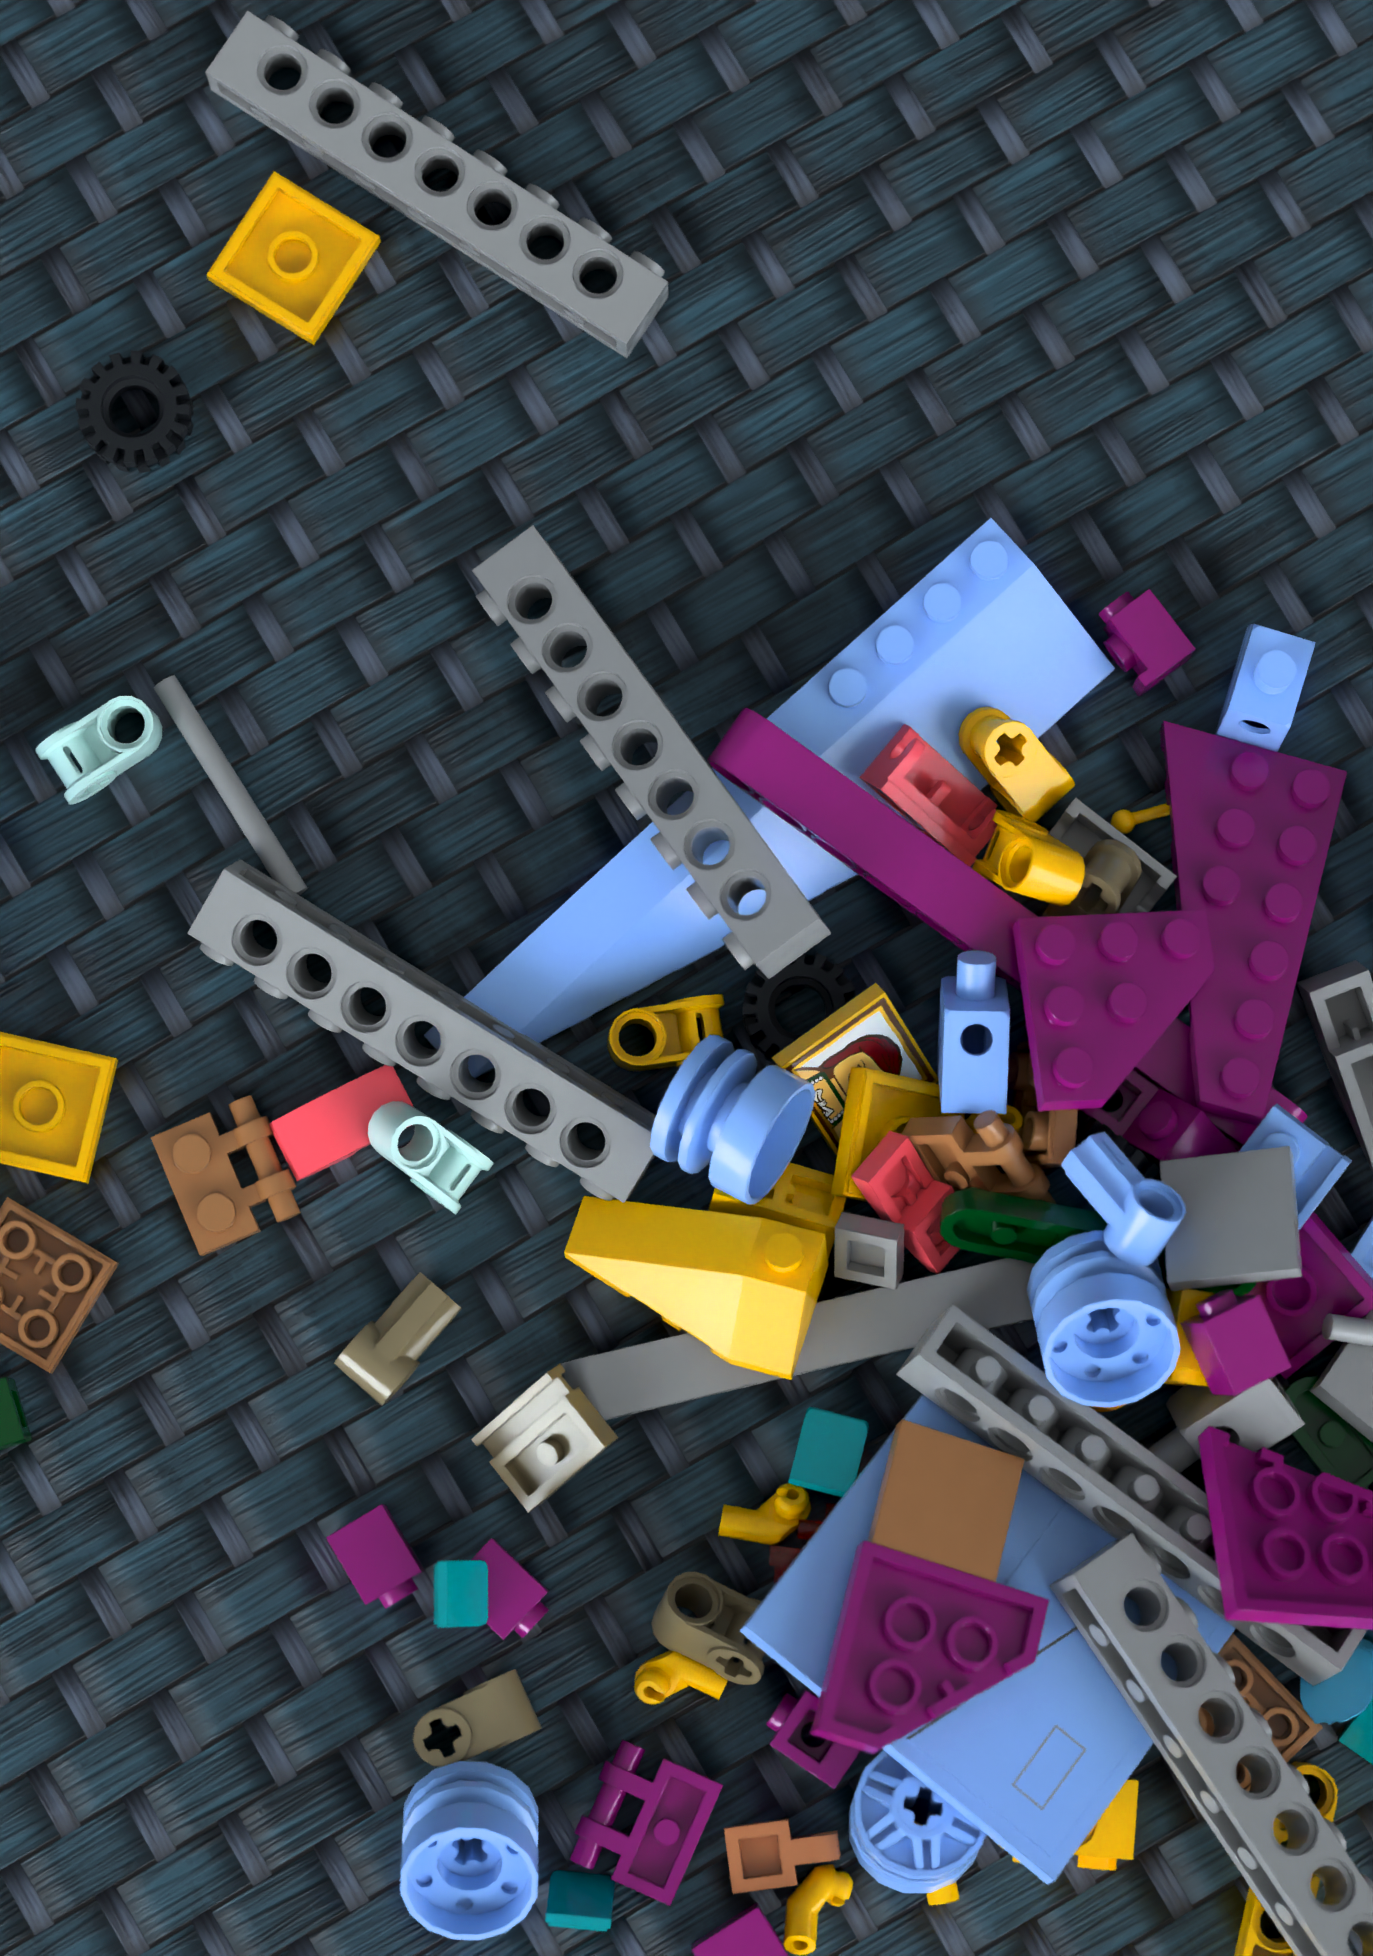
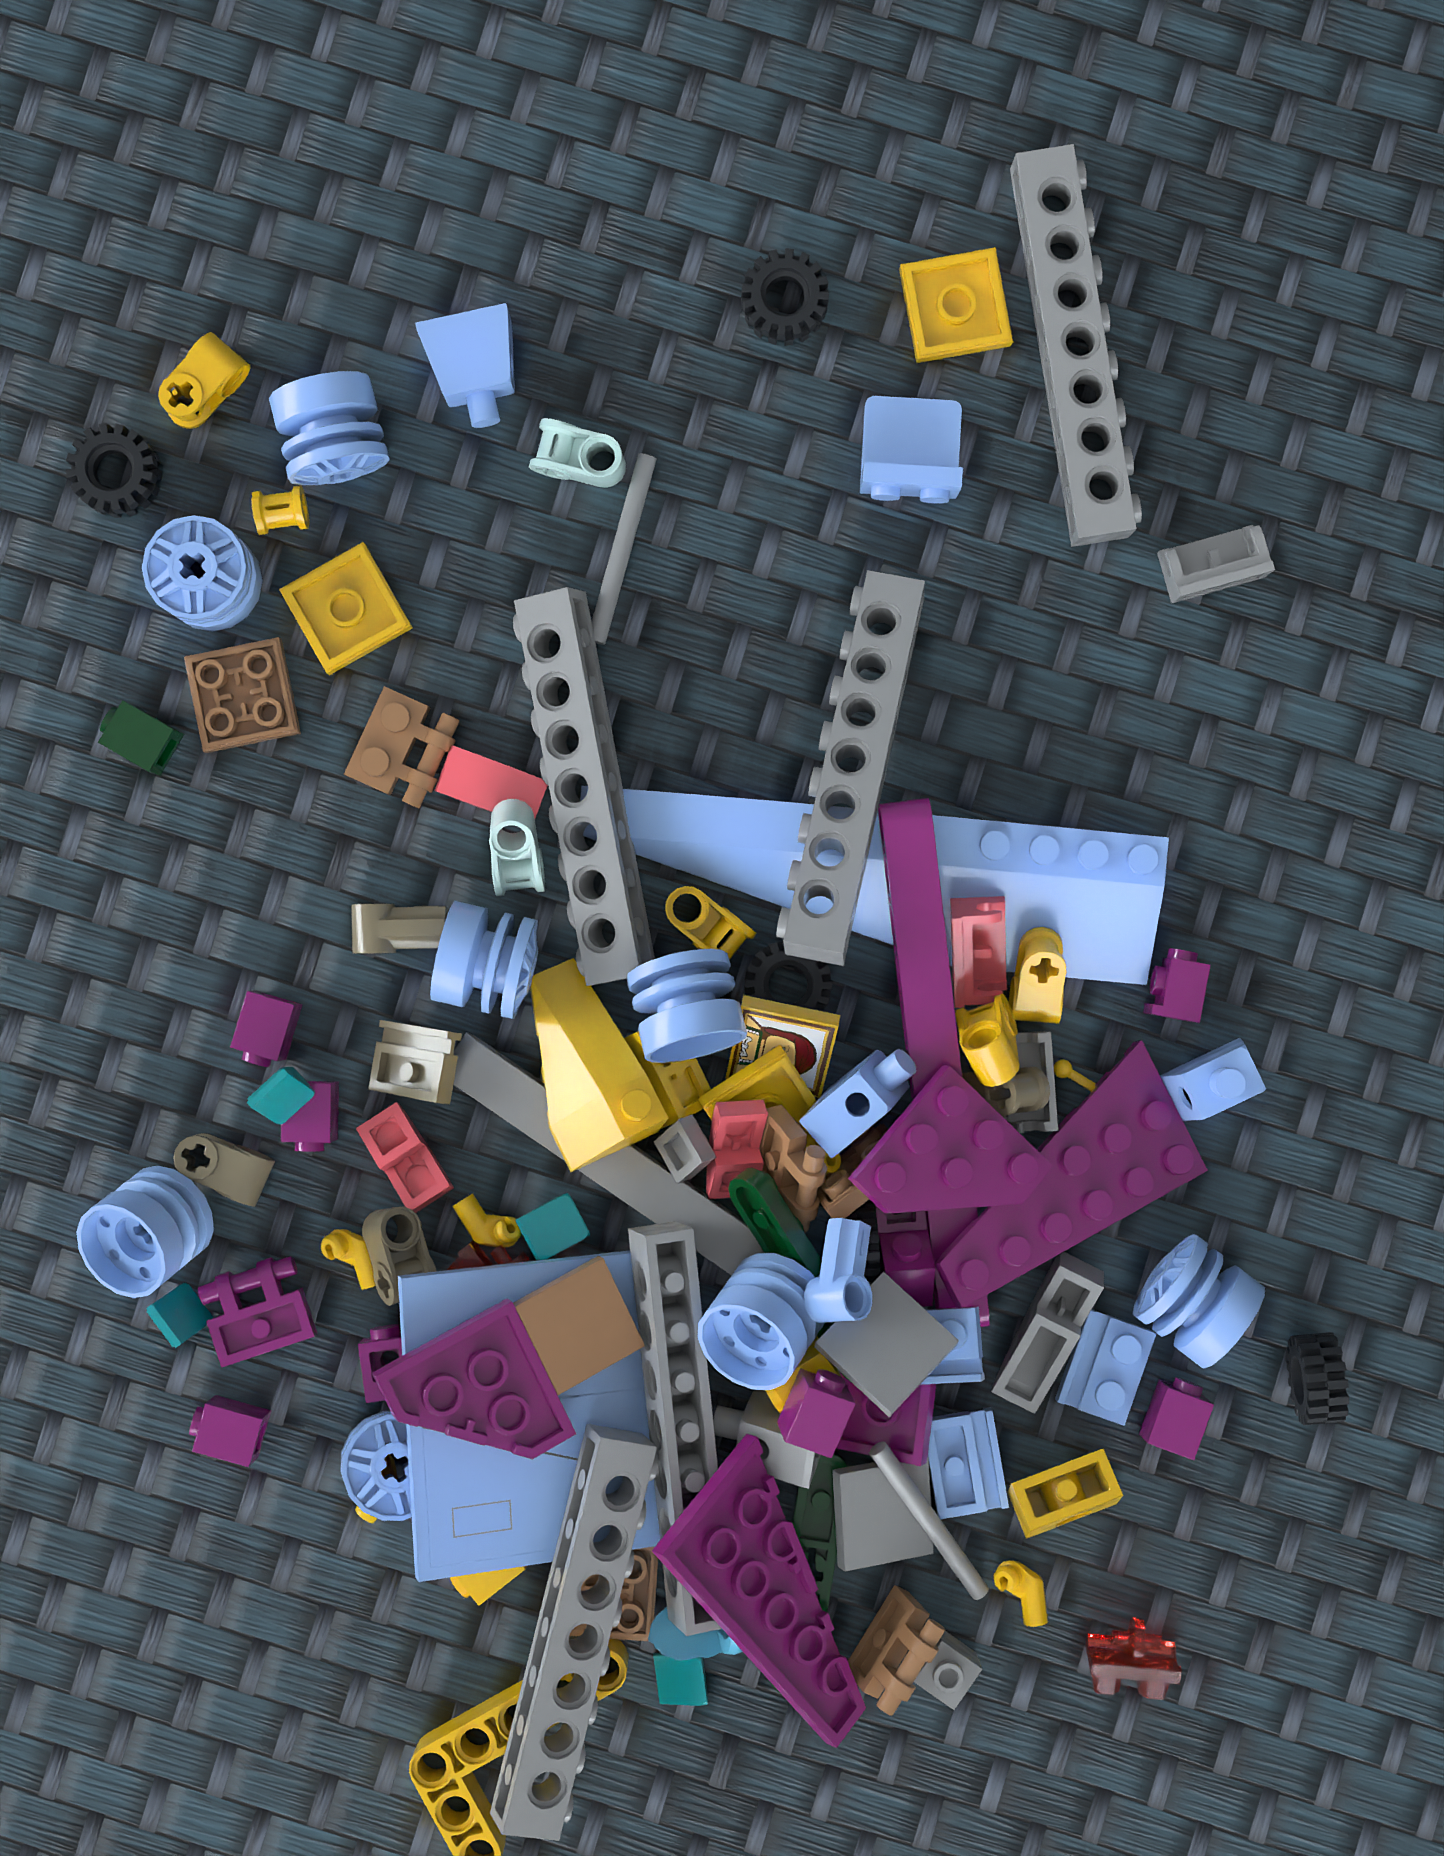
camera: 50 degrees right, 5 degrees up
(393, 424) = (911, 449): none -> light blue bracket
(509, 1277) = (484, 959): none -> light blue wheel
(627, 1538) = (405, 1157): none -> coral slope
(767, 1854) = (299, 1395): nougat plate -> none
(769, 238) = (1215, 563): none -> light grey hinge
(804, 1904) = (292, 1440): yellow arm -> none

